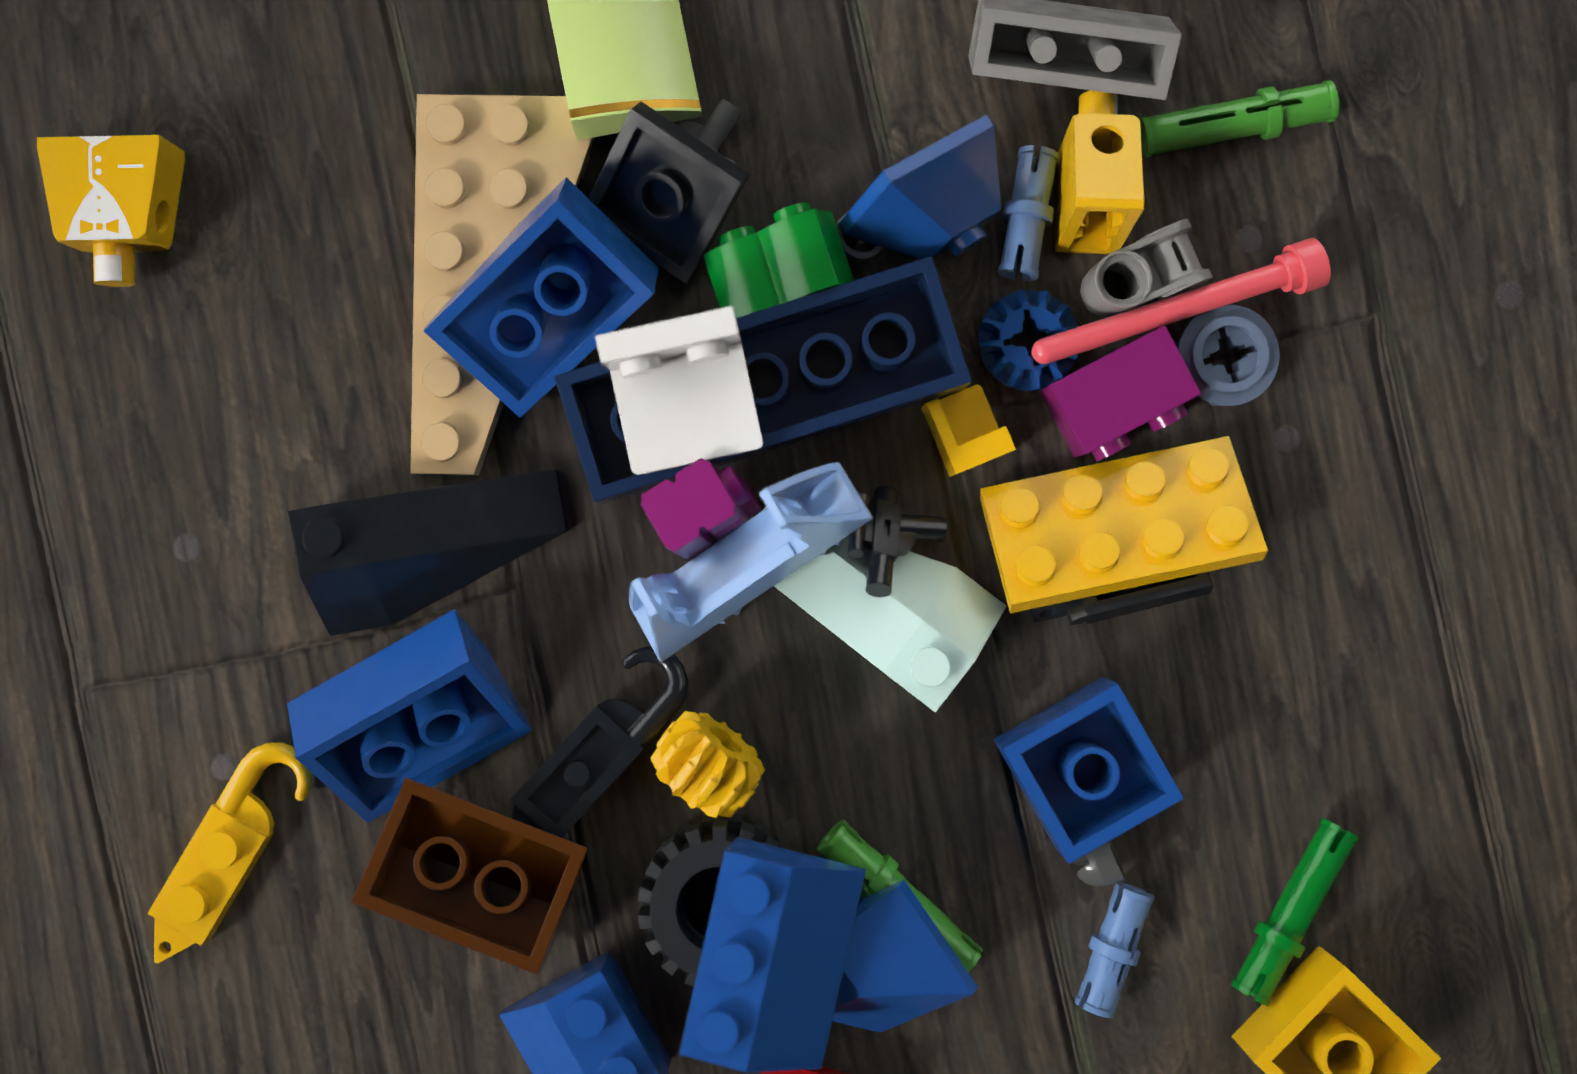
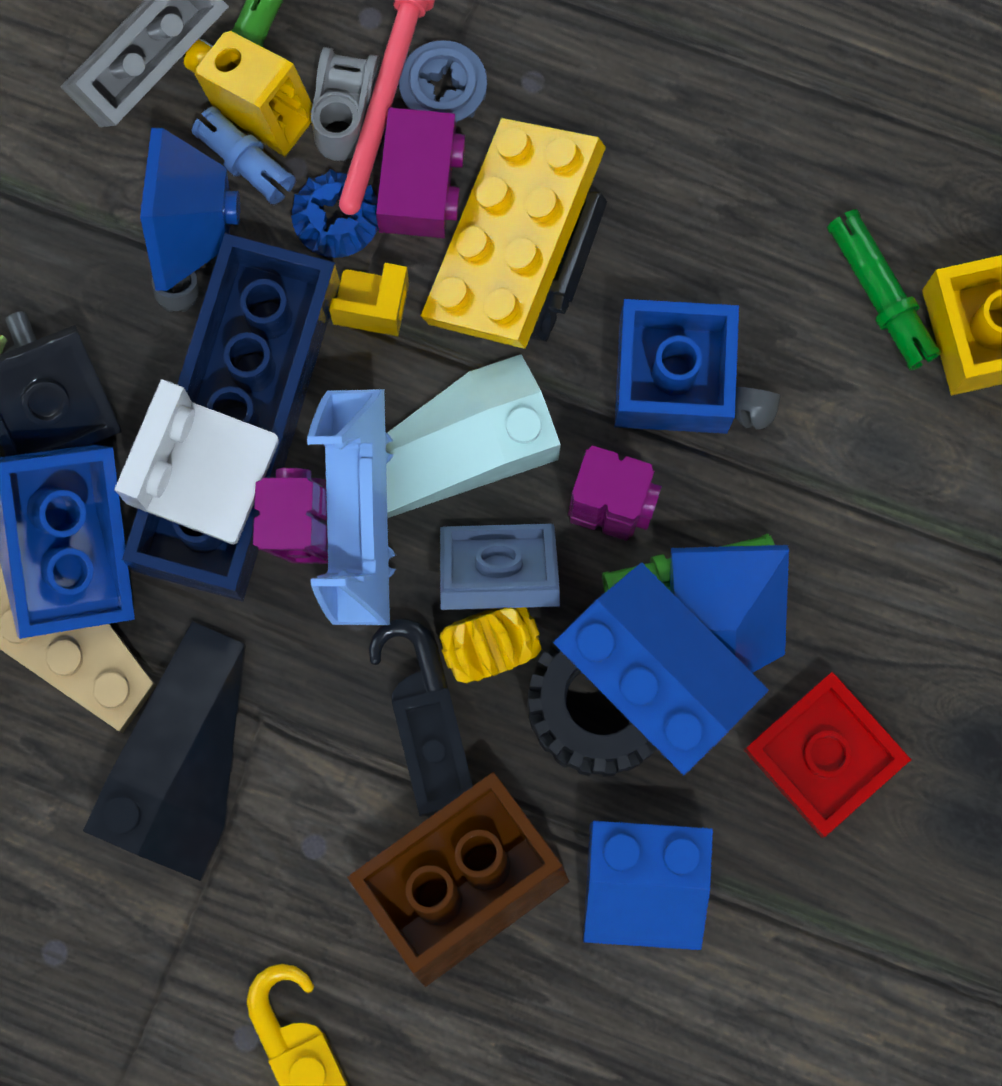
camera: 60 degrees left, 10 degrees down
(406, 713) = (296, 847): blue slope -> none
(779, 262) = (153, 346): green brick -> none
(782, 727) = (498, 566): none -> sand blue tile
(889, 536) = (409, 401): black piece -> none
(921, 792) = (613, 494): none -> magenta brick
(1114, 950) = (830, 437): medium blue pin -> none

